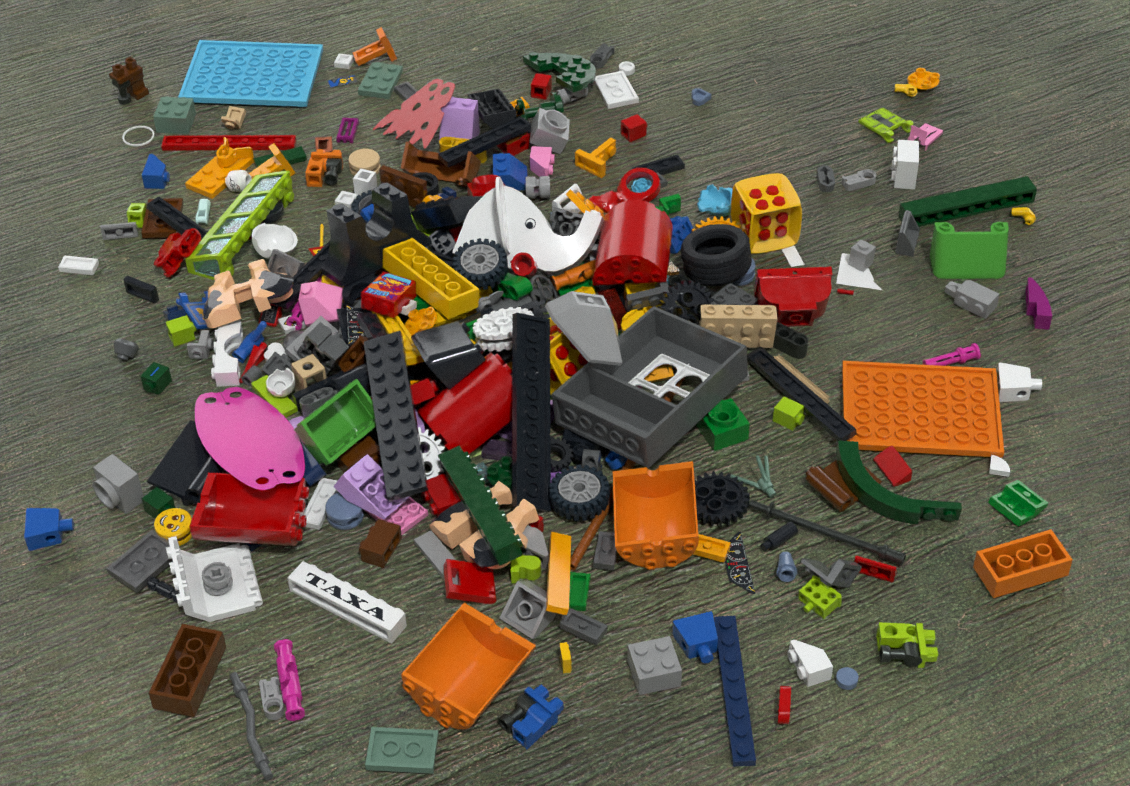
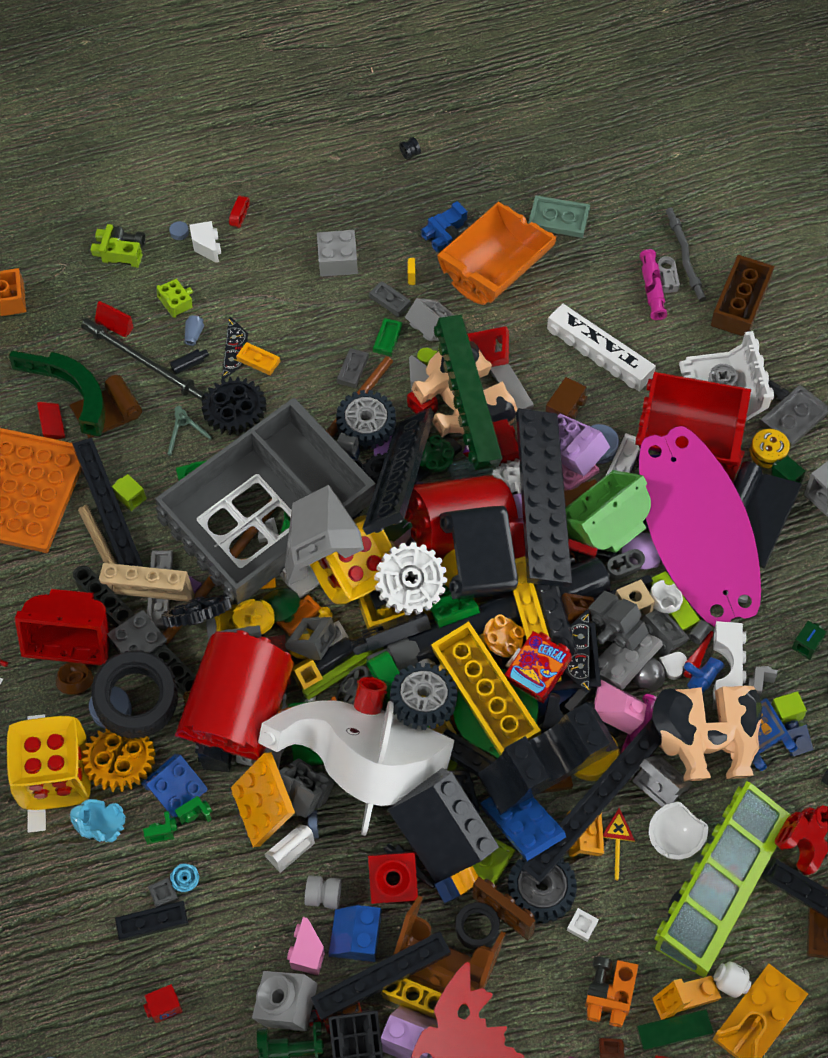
camera: 170 degrees left, 15 degrees up
(203, 211) = (777, 936): light aqua bar -> none
(364, 159) = (554, 992): tan head -> none
(364, 181) = (555, 935): white brick -> none
(558, 573) = (402, 335): light orange tile -> none
(595, 161) = (228, 945): light orange bracket -> none
(612, 198) = (222, 852): red animal -> none
(655, 515) = (299, 369): orange cylinder -> none
(697, 636) = (293, 275): blue torso -> none
(734, 692) = (275, 236): dark blue plate -> none
(840, 574) = (157, 306): dark grey bracket -> none

